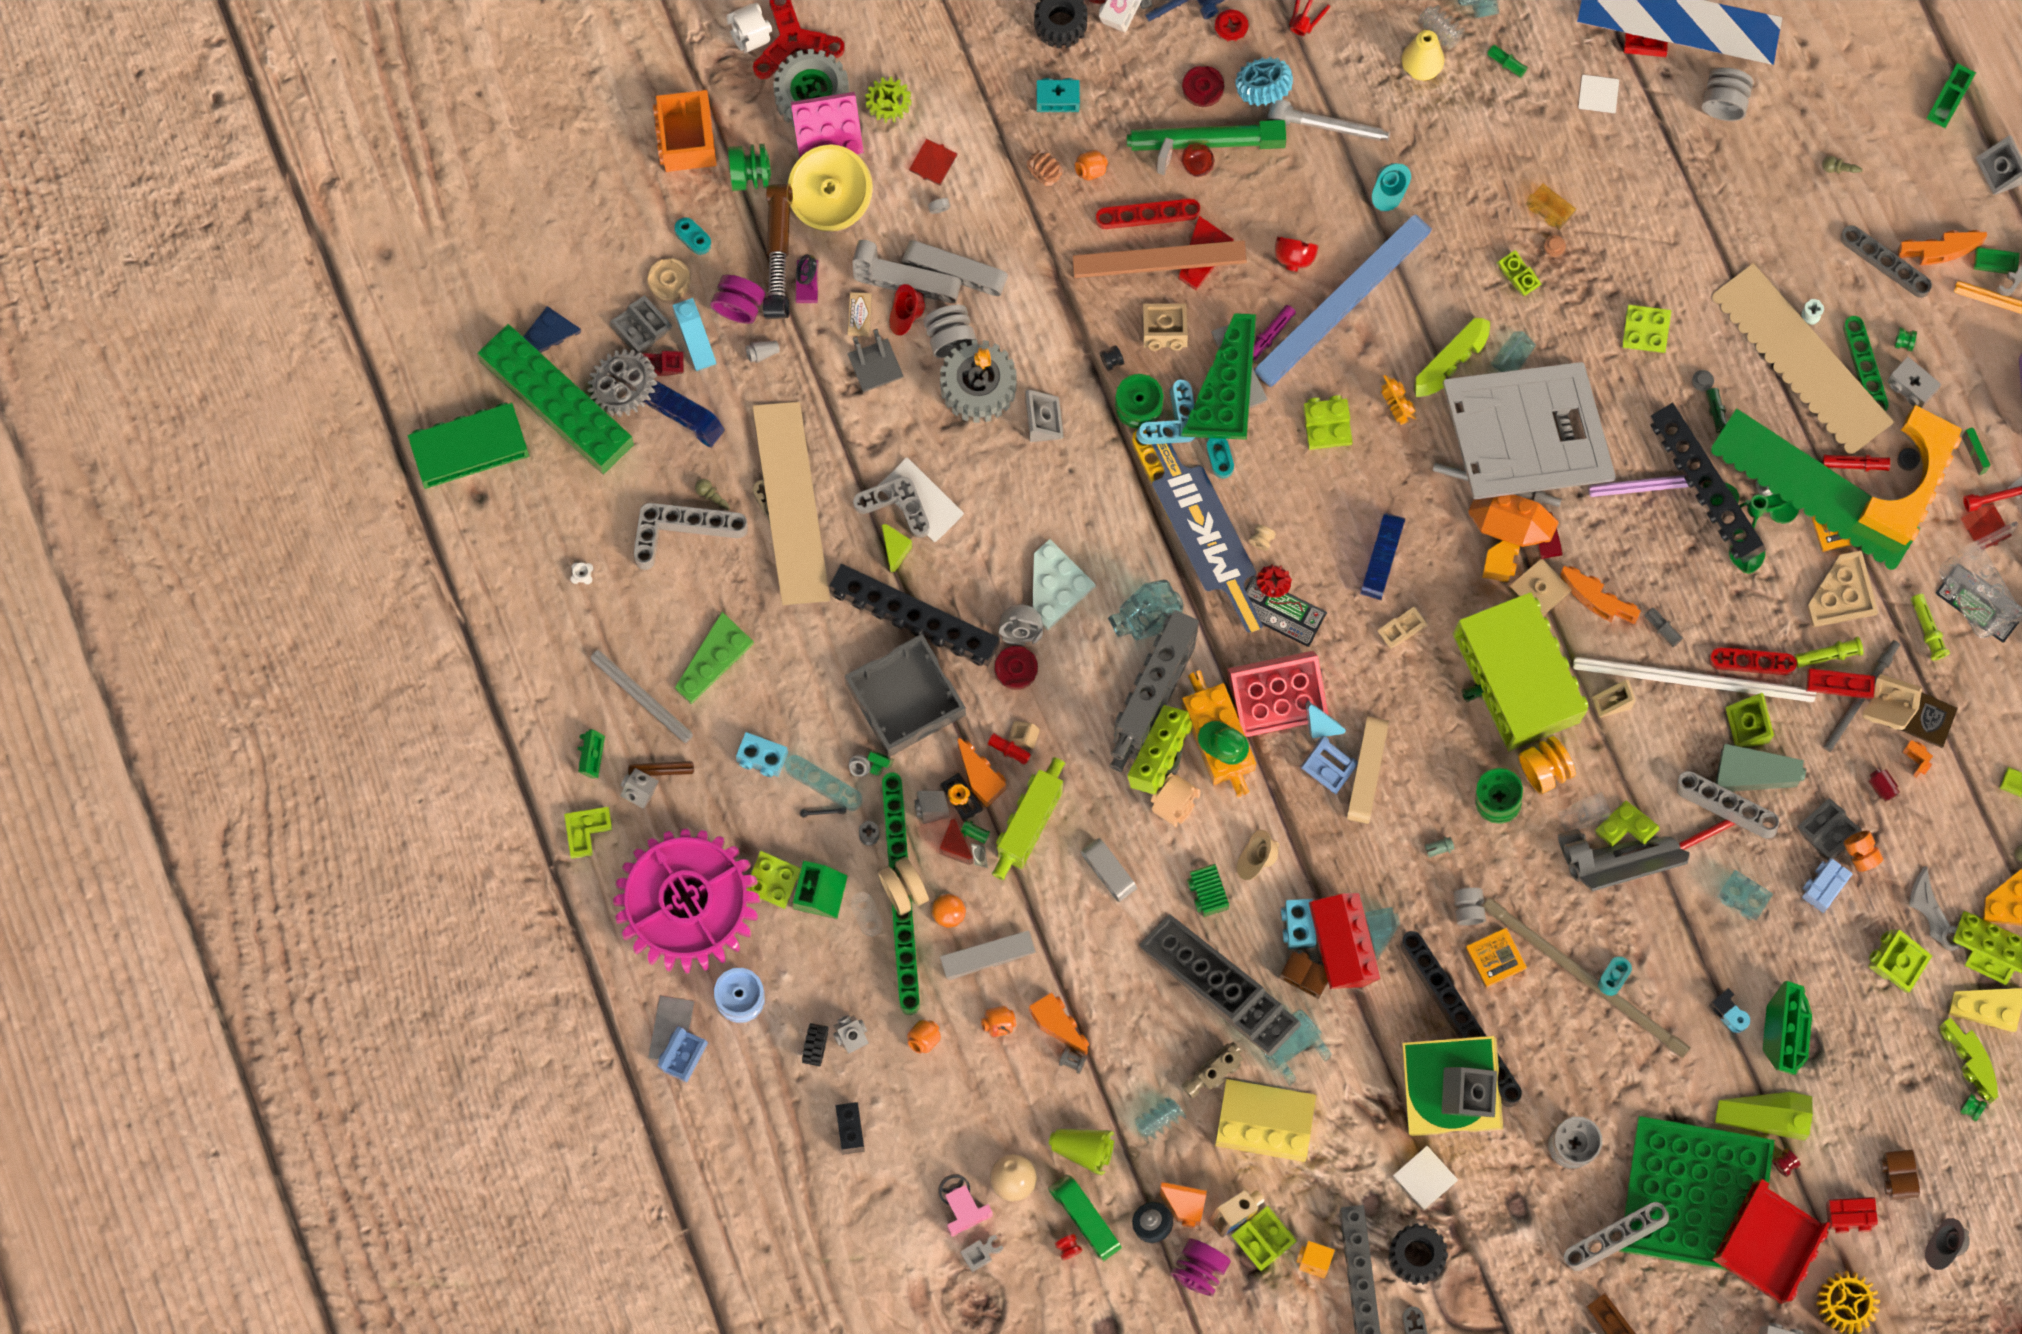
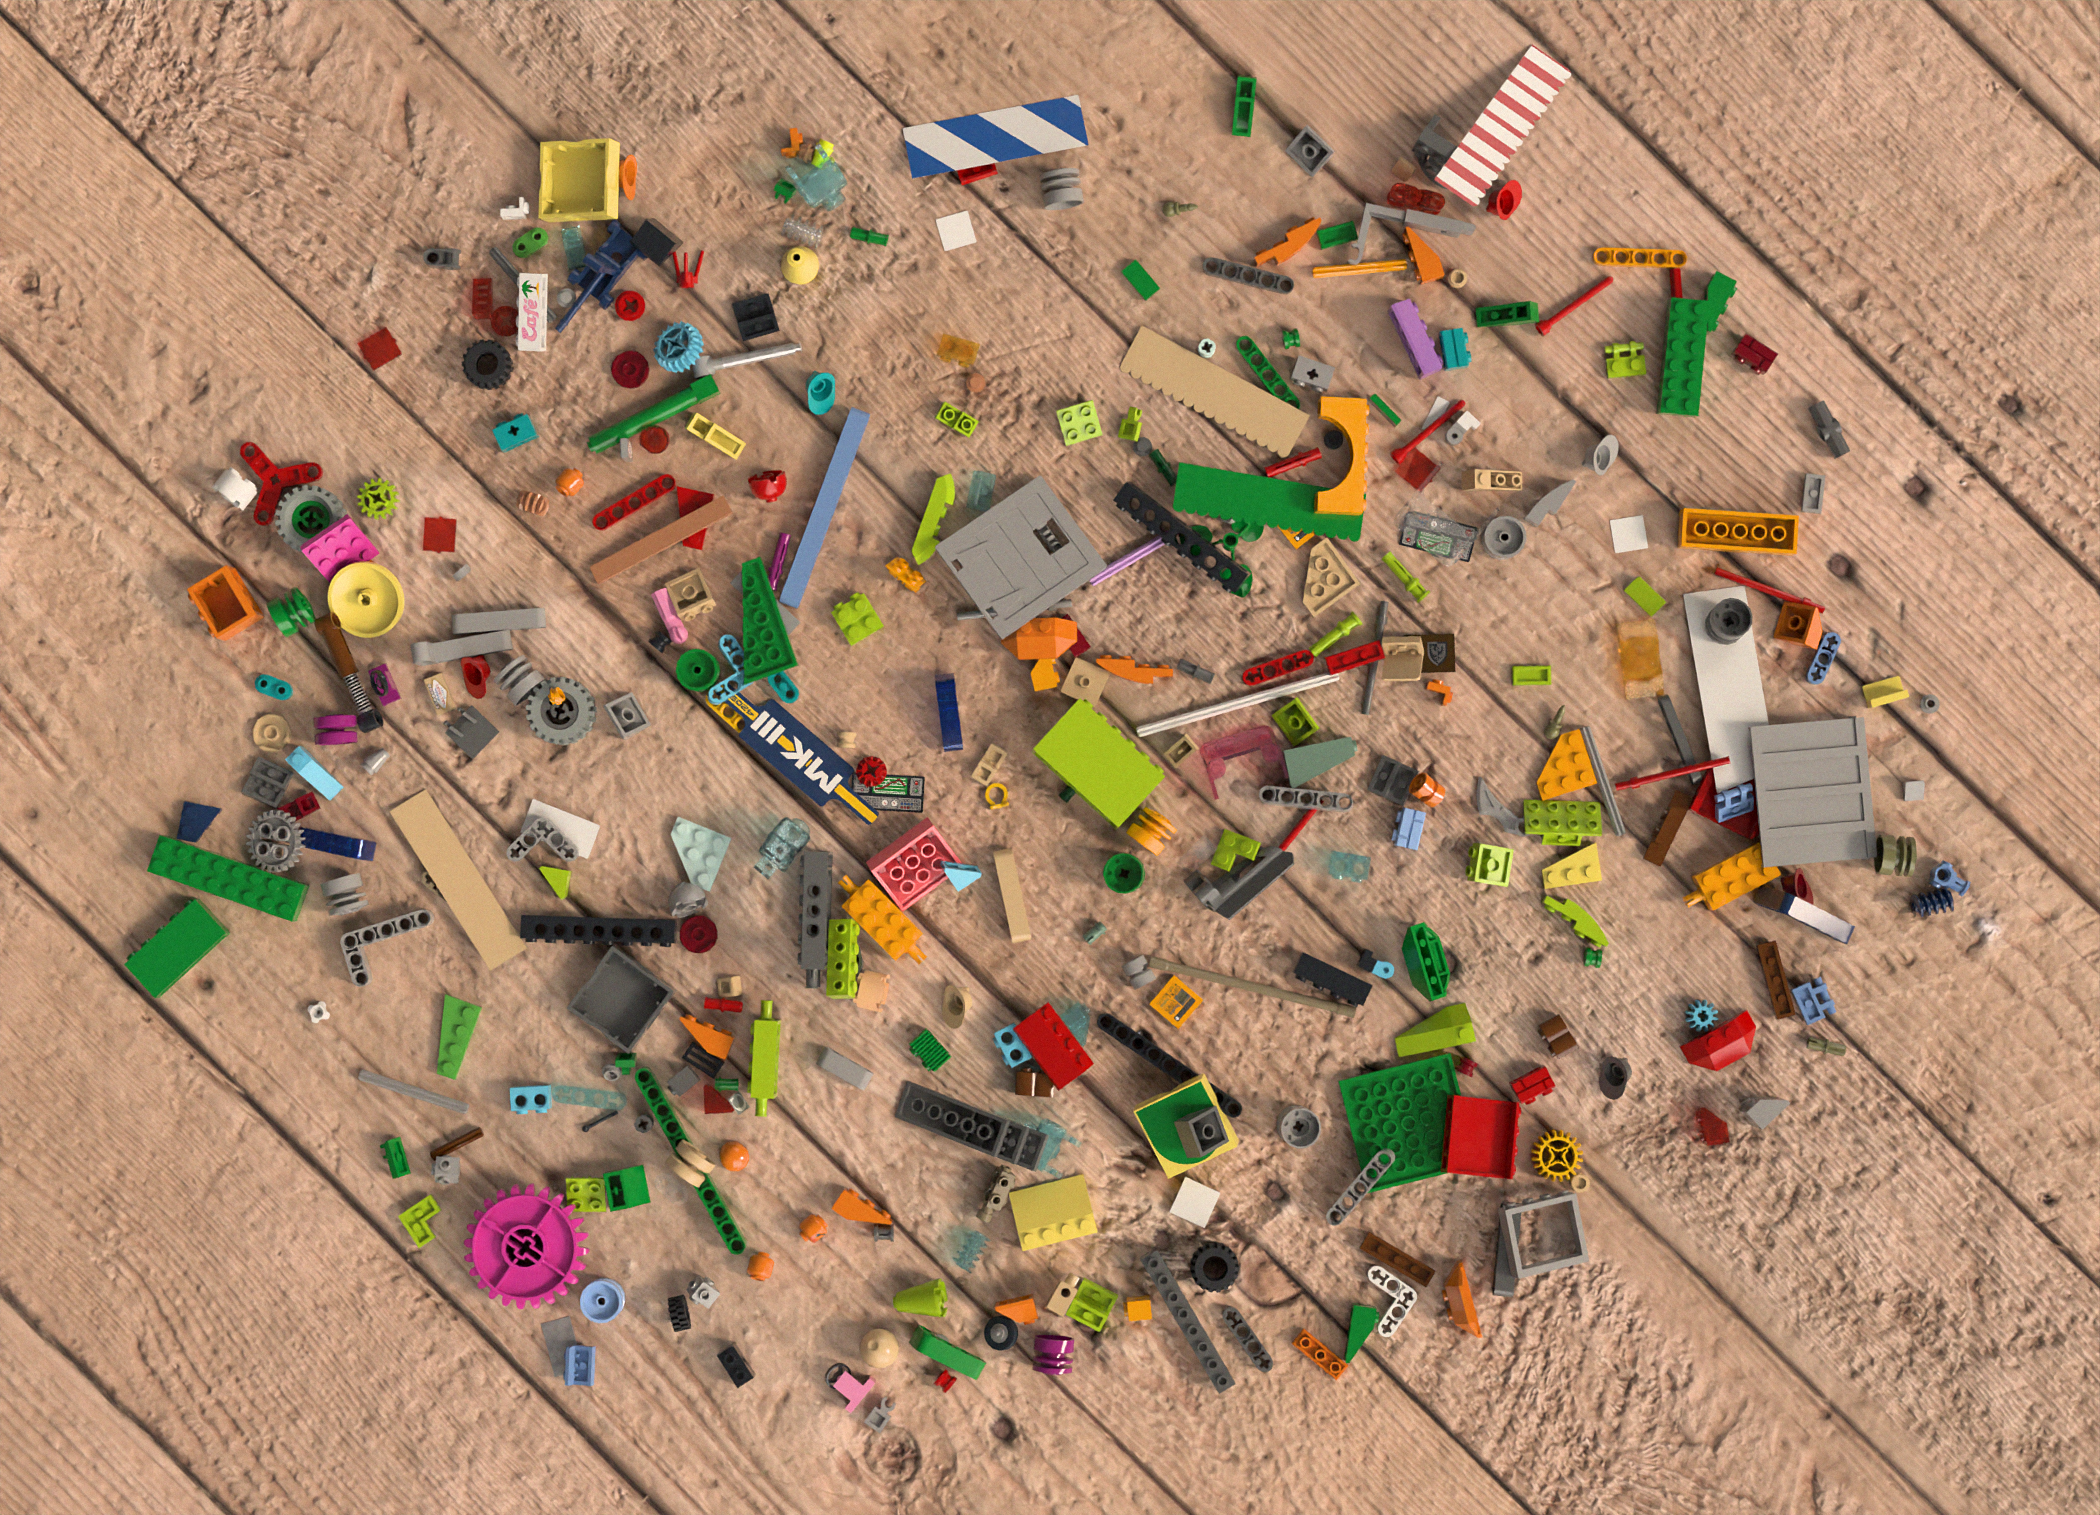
camera: 20 degrees left, 15 degrees up
(668, 463) = (344, 894): none -> light grey wheel
(704, 488) = (382, 898): olive bar -> none
(958, 788) = (695, 1061): light orange plate -> none
(987, 955) = (780, 1179): light grey slope -> none
(1134, 337) = (674, 625): none -> bright pink piece
(1223, 742) = (889, 930): green piece -> none
(1261, 183) = (715, 435): none -> light yellow slope
(1324, 770) = (978, 912): medium blue plate -> none
(1355, 89) = (755, 317): none -> black slope
(1387, 670) = (993, 805): none -> yellow piece
(1613, 977) = (1274, 979): teal plate -> none
(1649, 717) = (1217, 751): none -> clear pink windscreen
(1677, 1004) = (1331, 978): none -> black brick
(1699, 356) = (1130, 427): none -> lime plate
(1770, 219) = (1140, 280): none -> green tile
(1883, 784) = (1421, 725): dark red brick -> none

